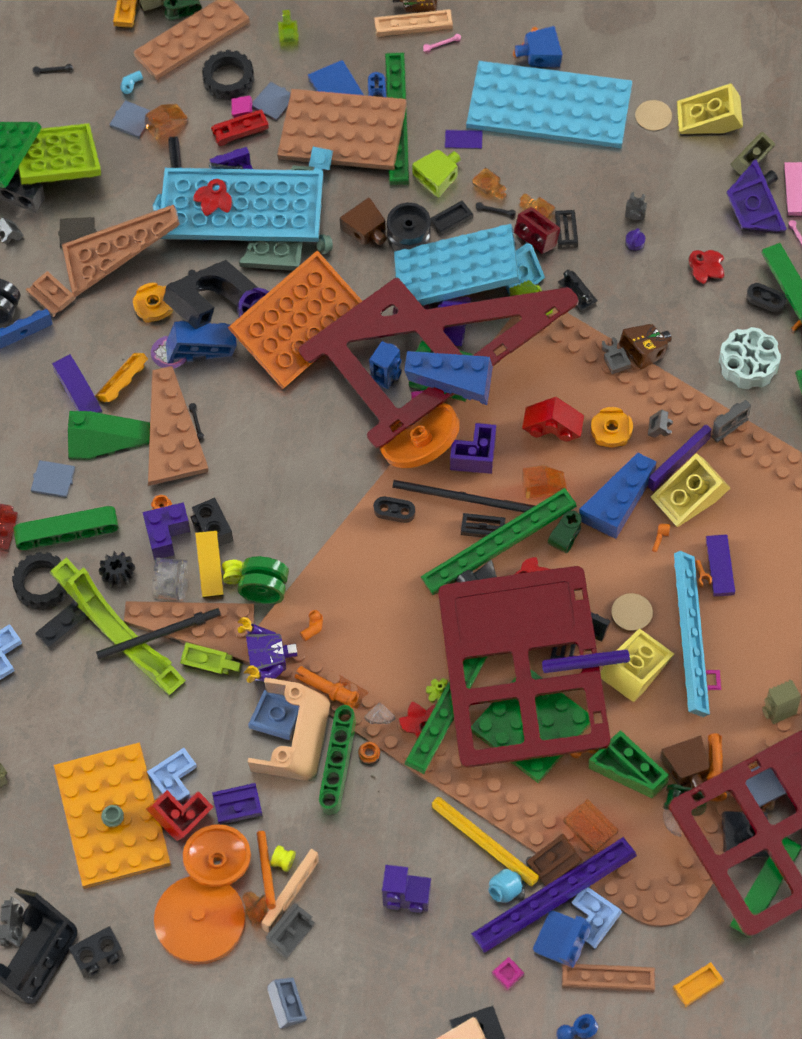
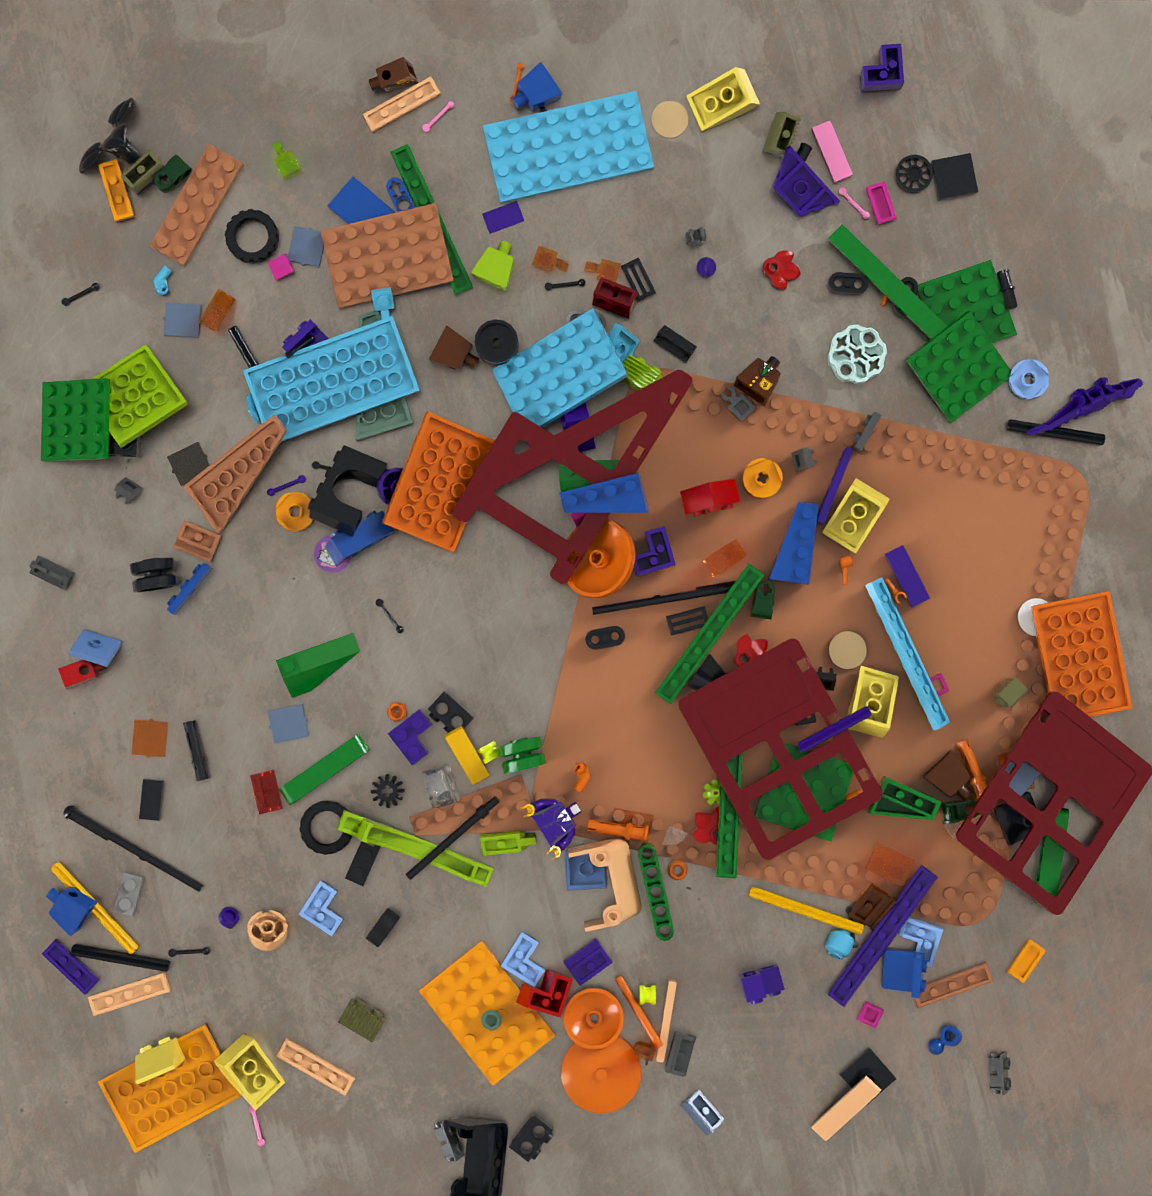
camera: 20 degrees left, 25 degrees up
(48, 687) = (382, 927): none -> black tyre
(75, 385) = (268, 628): dark purple slope -> none
(122, 377) = (303, 601): light orange plate -> none
(139, 280) = (301, 479): none -> dark purple hinge
(173, 439) = (379, 646): nougat wing -> none
(212, 199) = (305, 390): red plate -> none
(240, 127) = (290, 290): red plate -> none
(325, 244) = (425, 387): sand green plate -> none
(385, 364) = (537, 496): blue brick -> none
(451, 218) = (528, 310): black tile -> none

